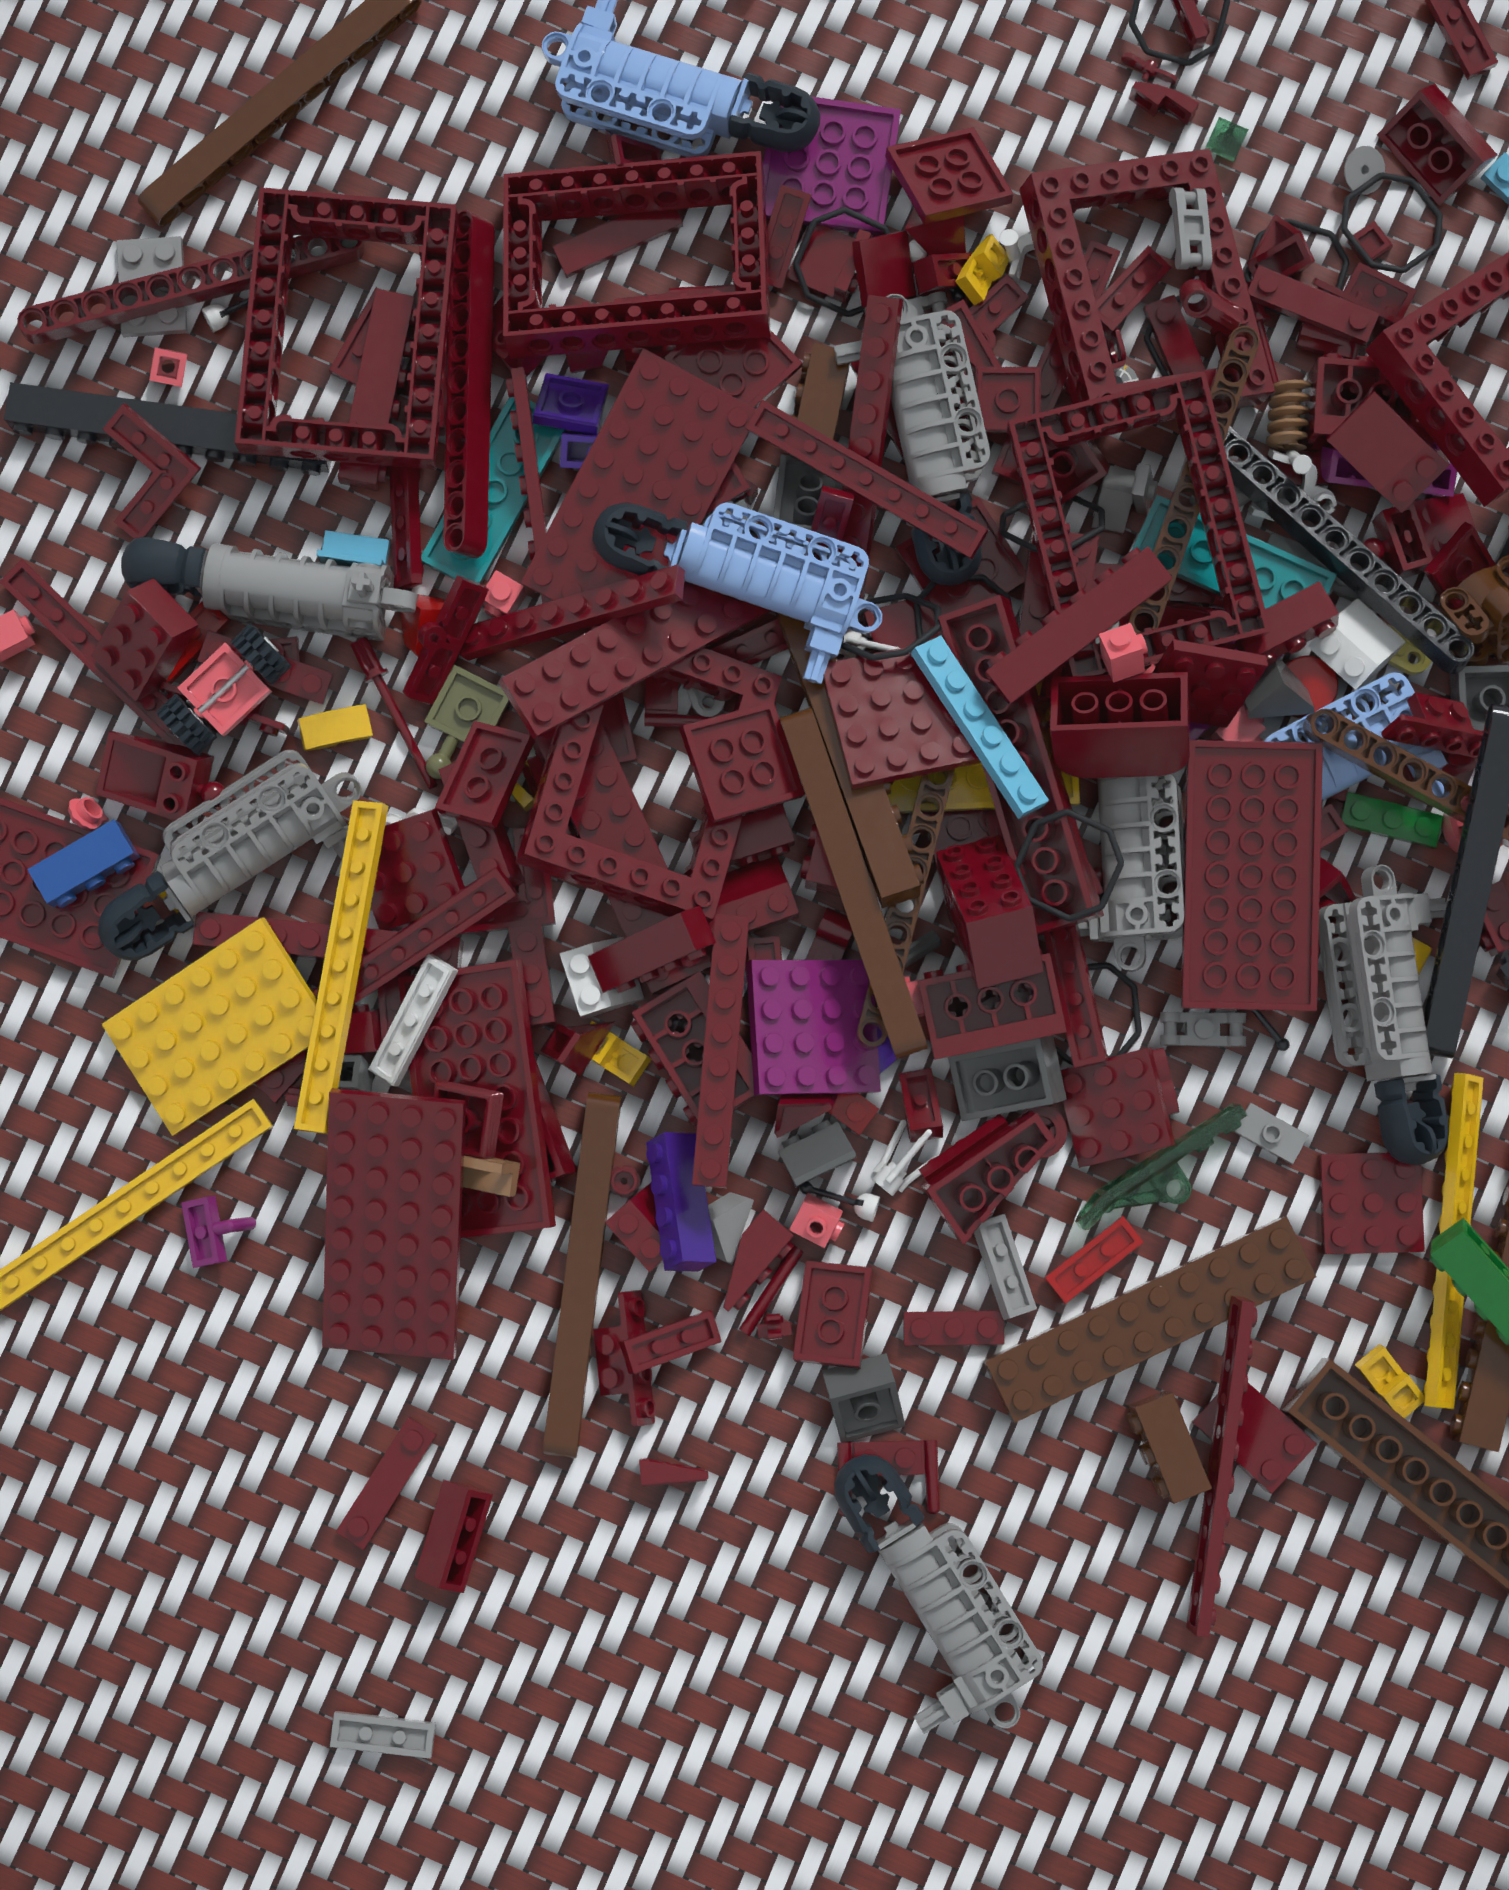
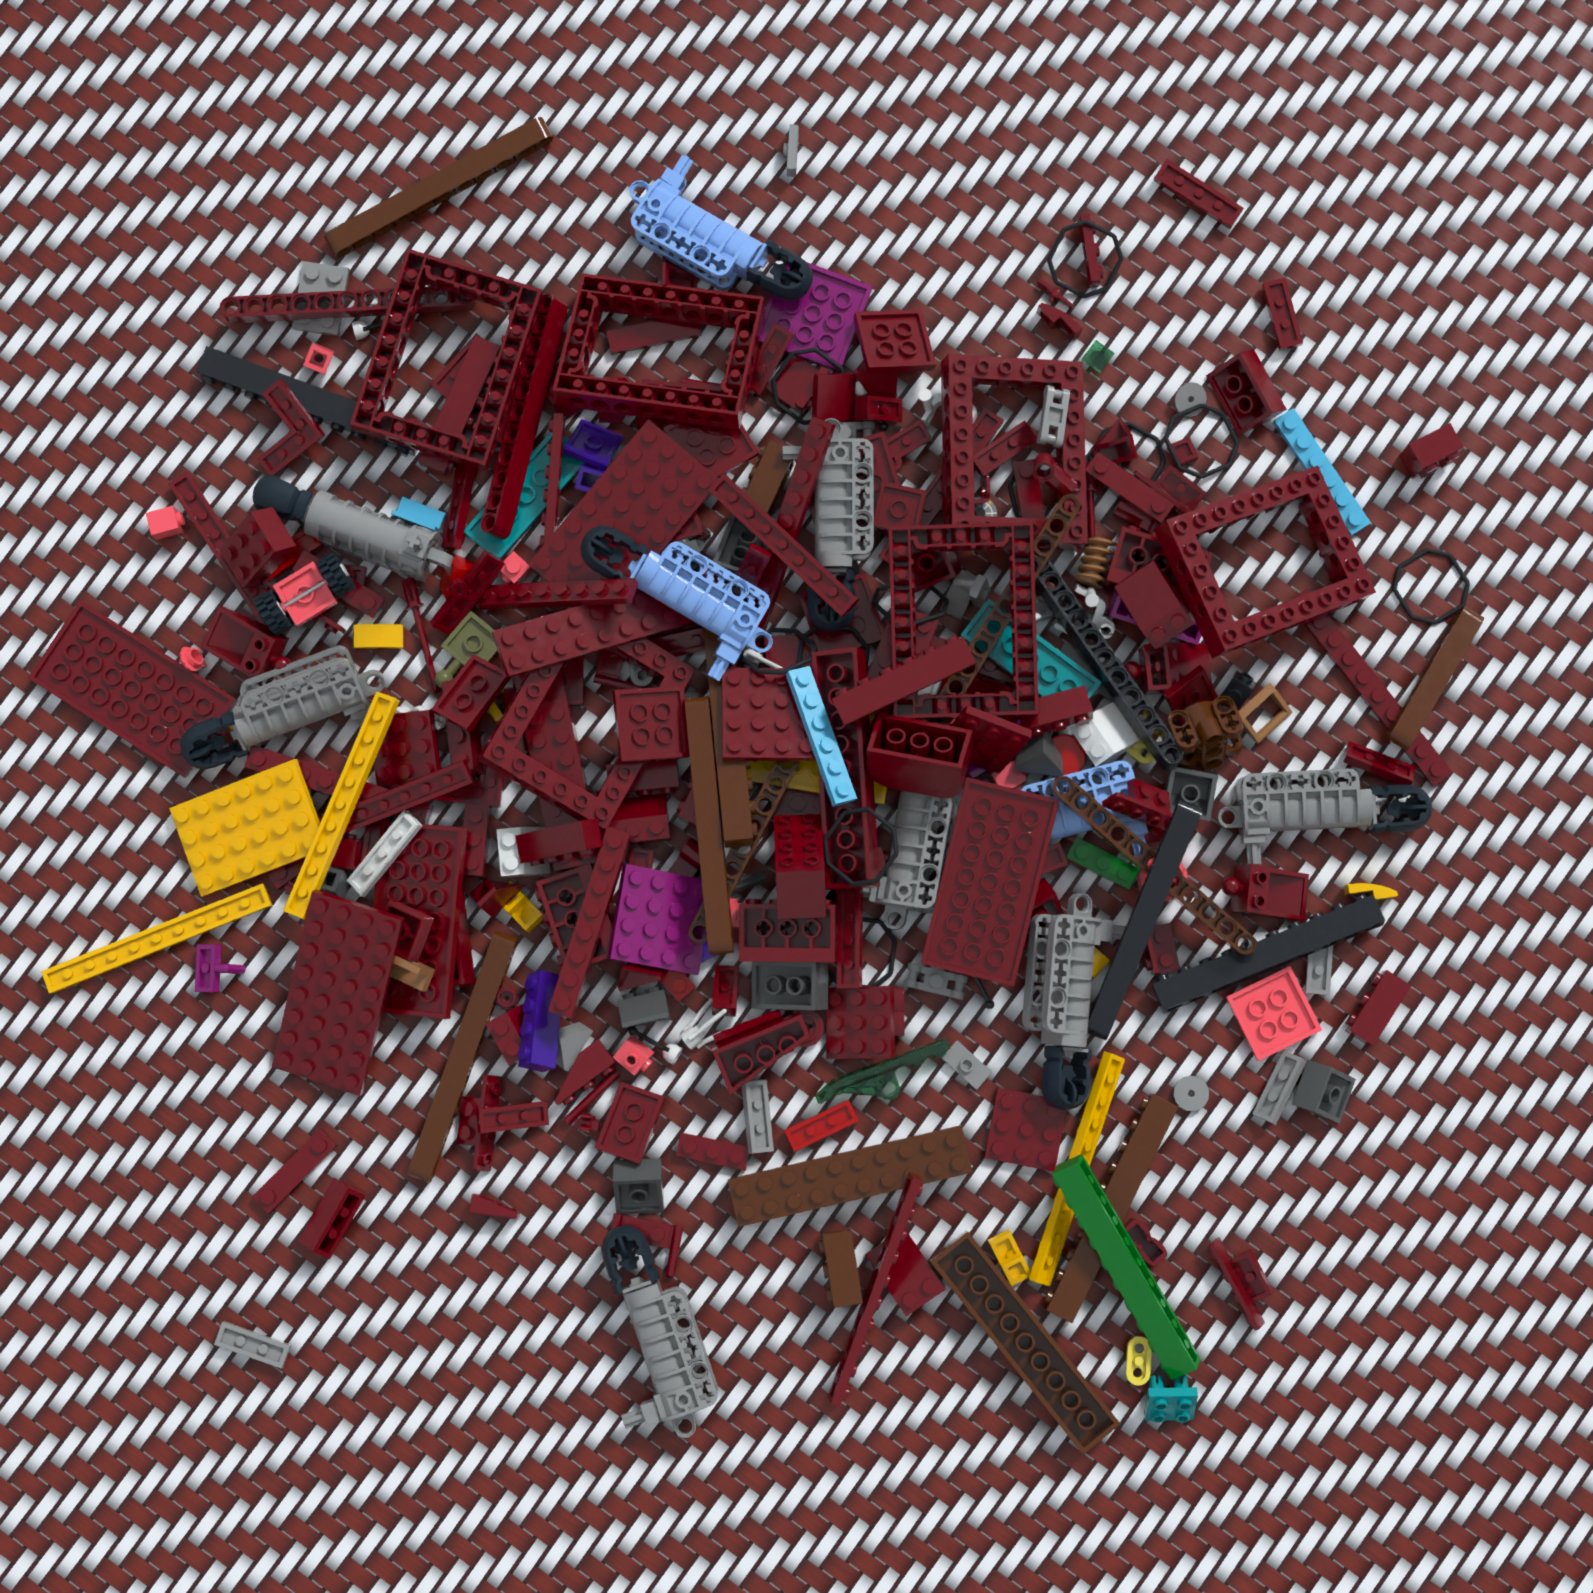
camera: 15 degrees right, 0 degrees up
(84, 864) = (181, 694): blue brick -> none
(982, 267) = (902, 412): yellow slope -> none
(1123, 652) = (930, 706): coral brick -> none

